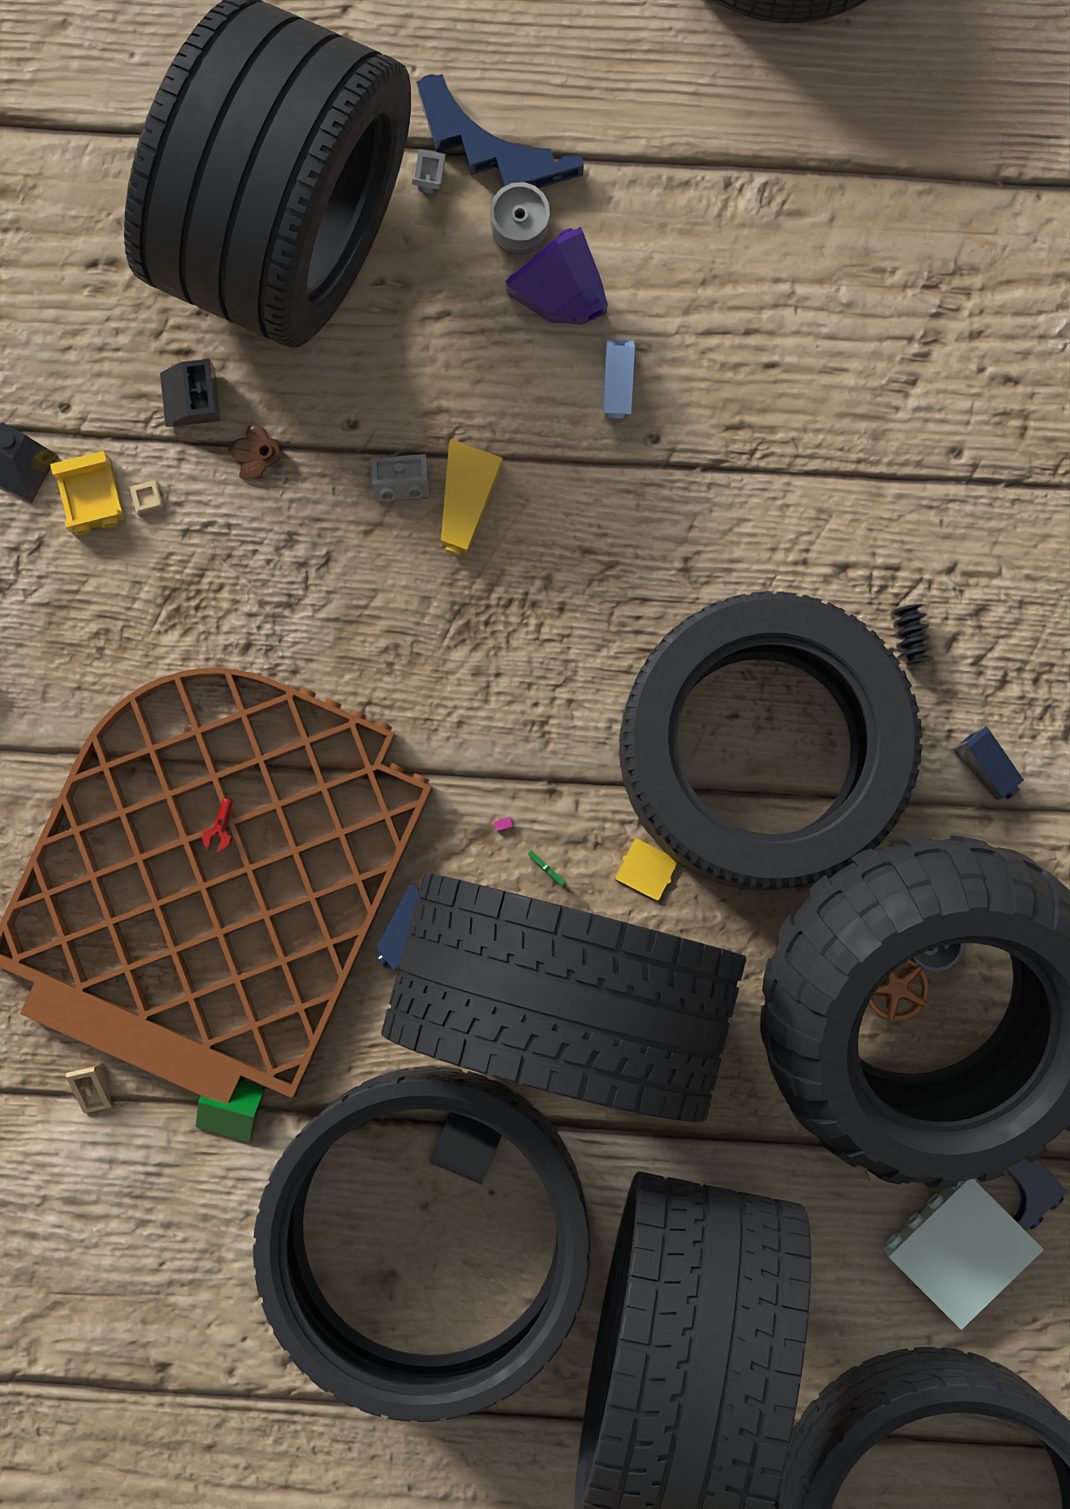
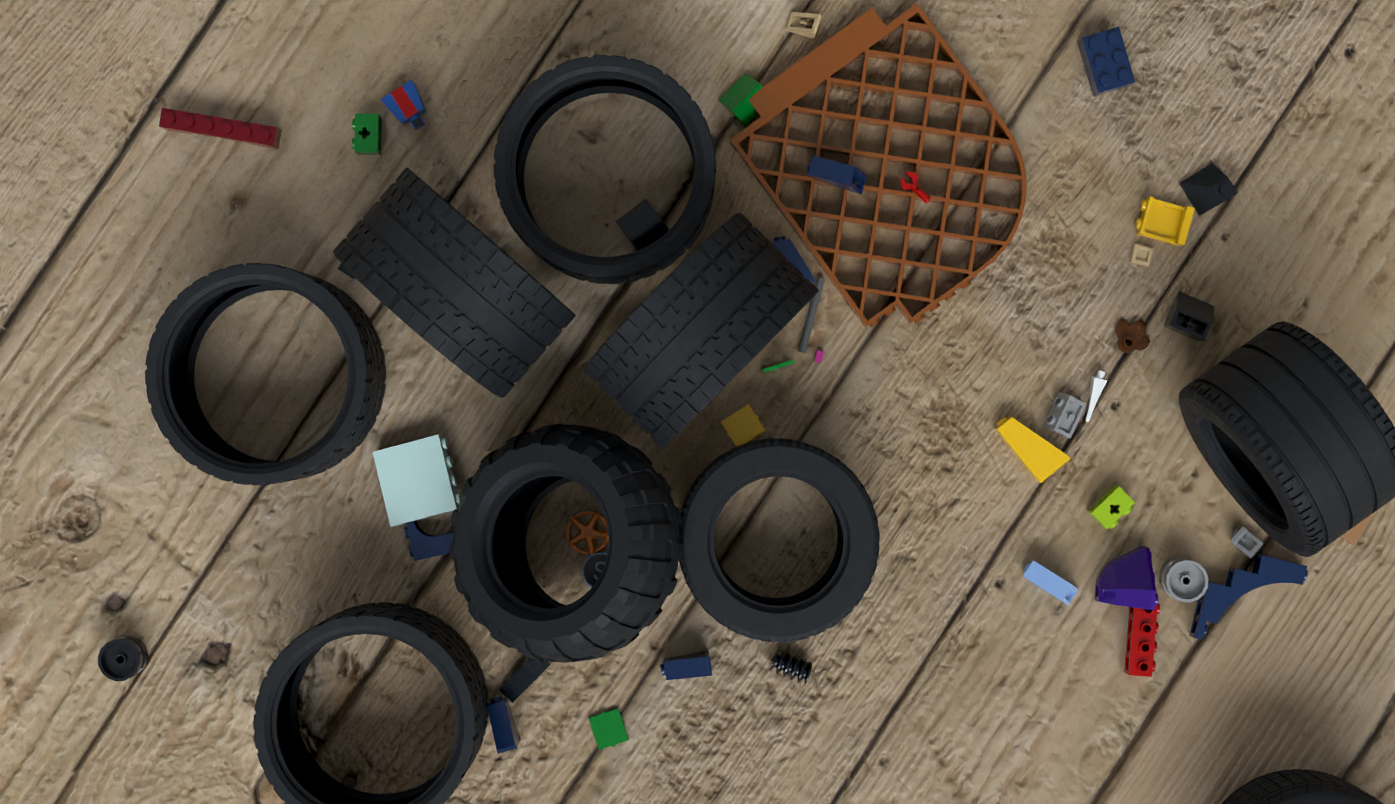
camera: 120 degrees right, 5 degrees up
(259, 934) = (837, 174): none -> dark blue slope
(343, 457) = (1097, 386): none -> white piece
(458, 863) = (811, 316): none -> dark grey bar
(492, 365) = (1102, 512): none -> lime brick
(628, 225) = (1141, 641): none -> red brick

